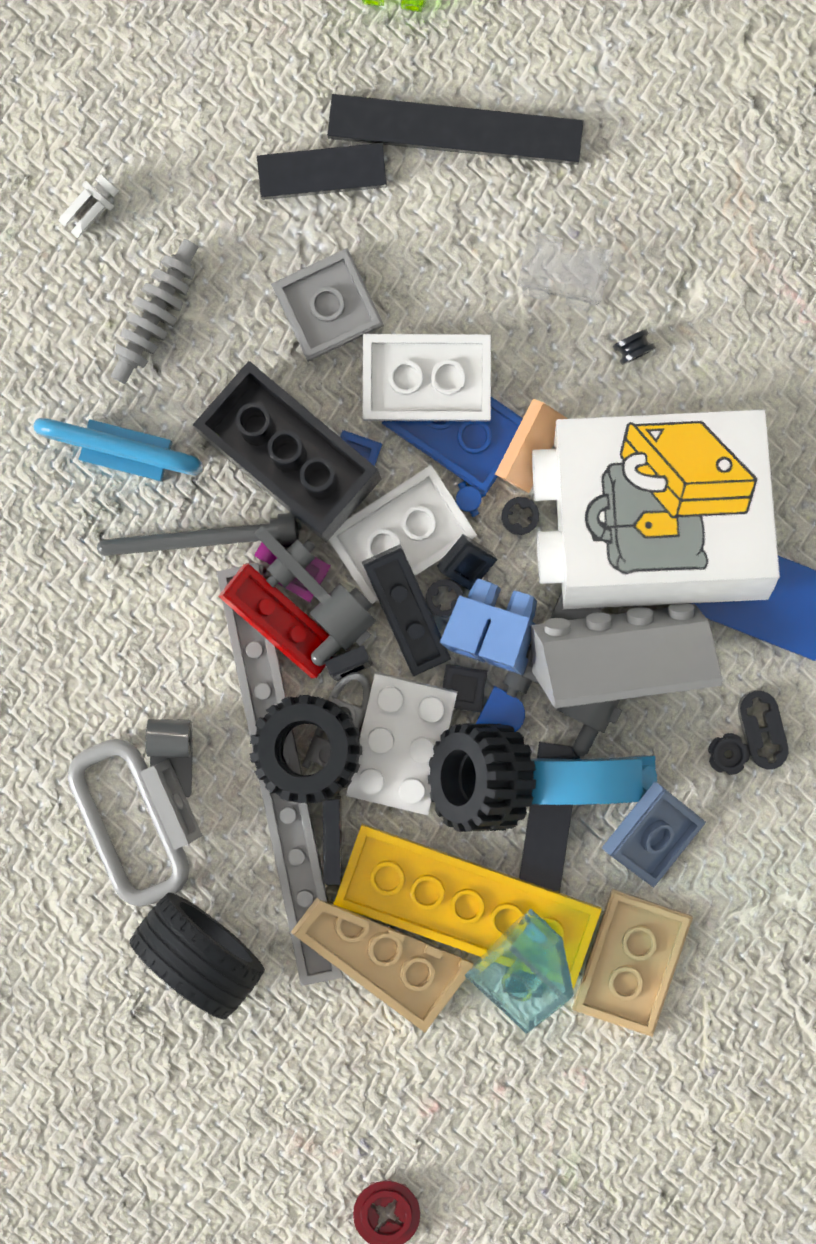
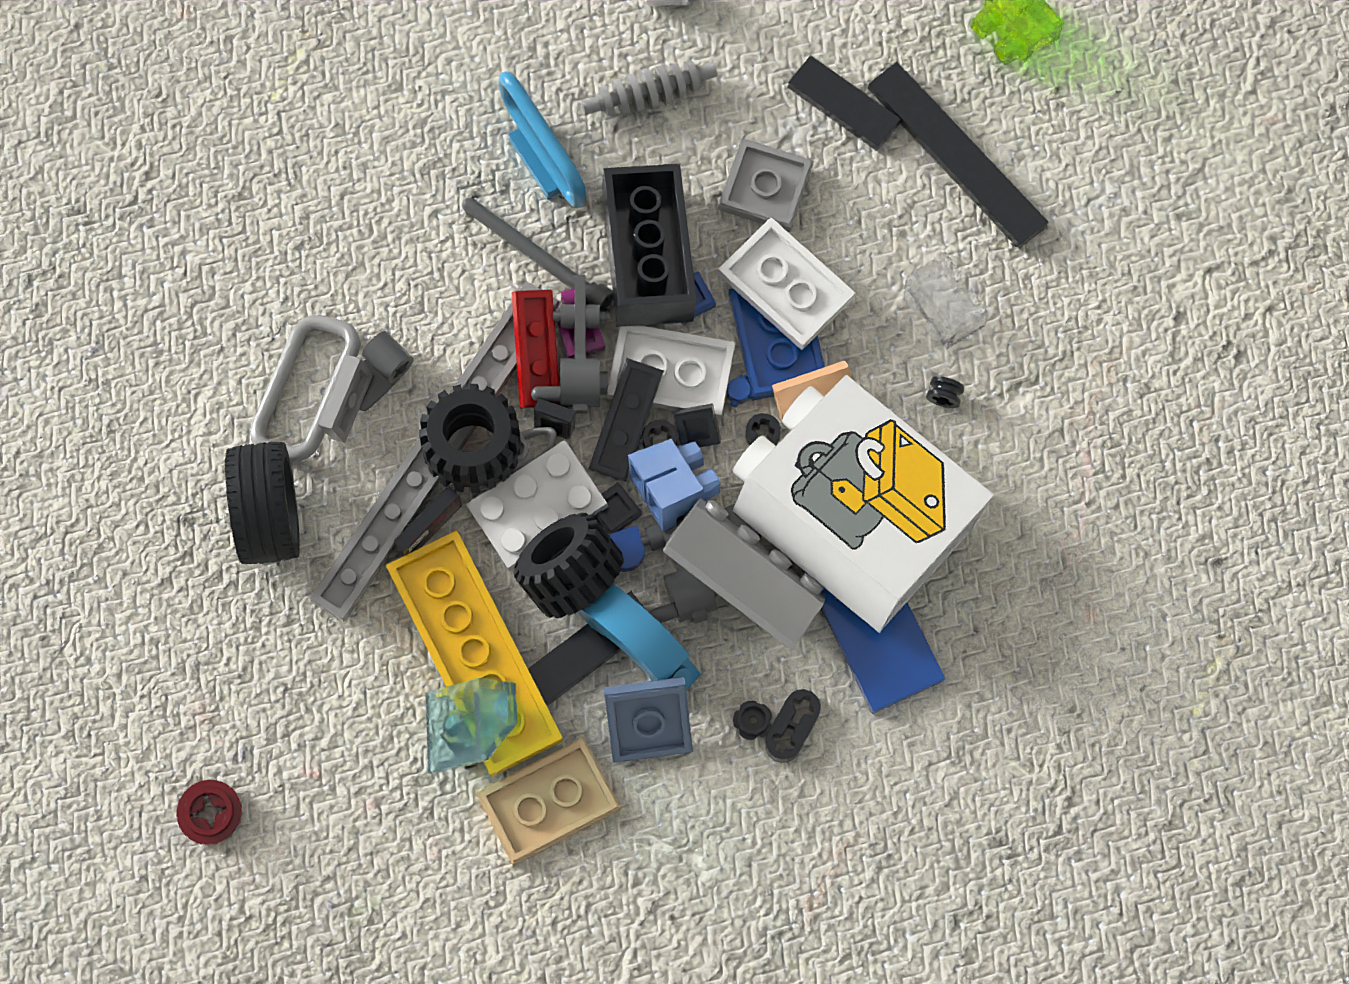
camera: 40 degrees right, 15 degrees down
(391, 965) = (383, 642): tan wing -> none

